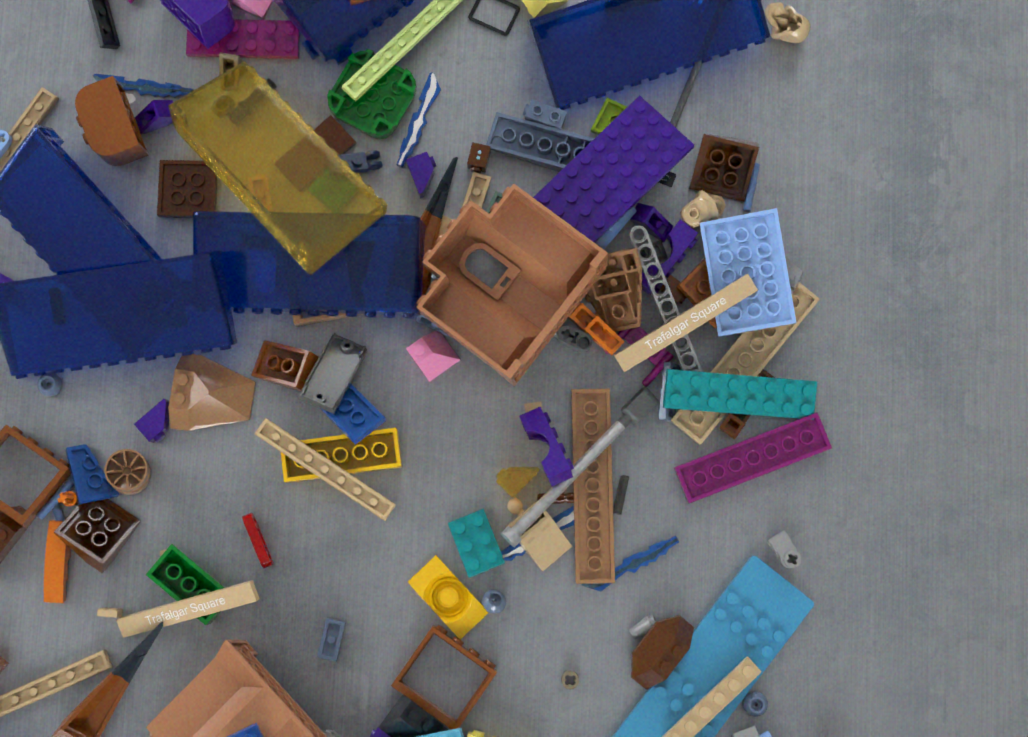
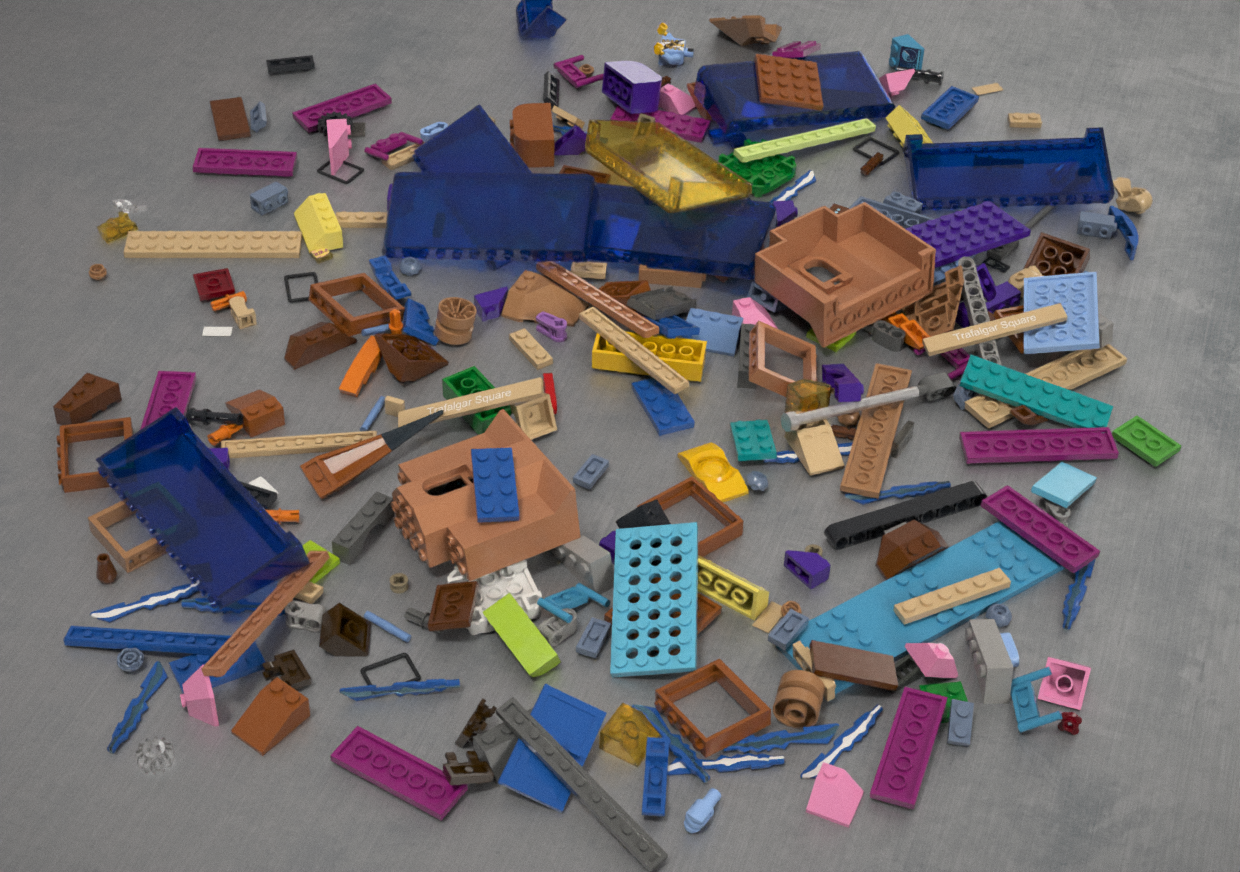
camera: 20 degrees right, 40 degrees down
(36, 416) = (387, 279): none -> blue slope
(91, 624) = (373, 414): none -> medium blue piece
(137, 66) = (572, 120): none -> tan plate
(217, 473) = (531, 349): none -> tan plate
(228, 437) = (552, 326): none -> medium lavender piece
(247, 328) = (589, 269): none -> tan plate
(265, 588) = (535, 416): none -> tan brick
(273, 397) = (598, 299): none -> nougat plate
(381, 534) = (662, 407): none -> blue plate
(396, 393) = (718, 329): none -> medium blue slope
(441, 419) = (743, 370): none -> dark grey arch
(453, 439) = (766, 378): none -> nougat window
(495, 44) = (871, 164): none -> reddish brown axle
(571, 705) = (807, 567): none -> dark purple slope
(645, 601) = (922, 509): none -> black beam
(755, 81) = (1096, 225): none -> sand blue brick
(775, 586) = (1040, 529): none -> magenta plate
(776, 63) = (1127, 229): none -> blue slope
(788, 516) = (1063, 484): none -> medium azure tile
(820, 643) = (1076, 595): none -> blue sword
(855, 417) = (1146, 441): none -> bright green plate

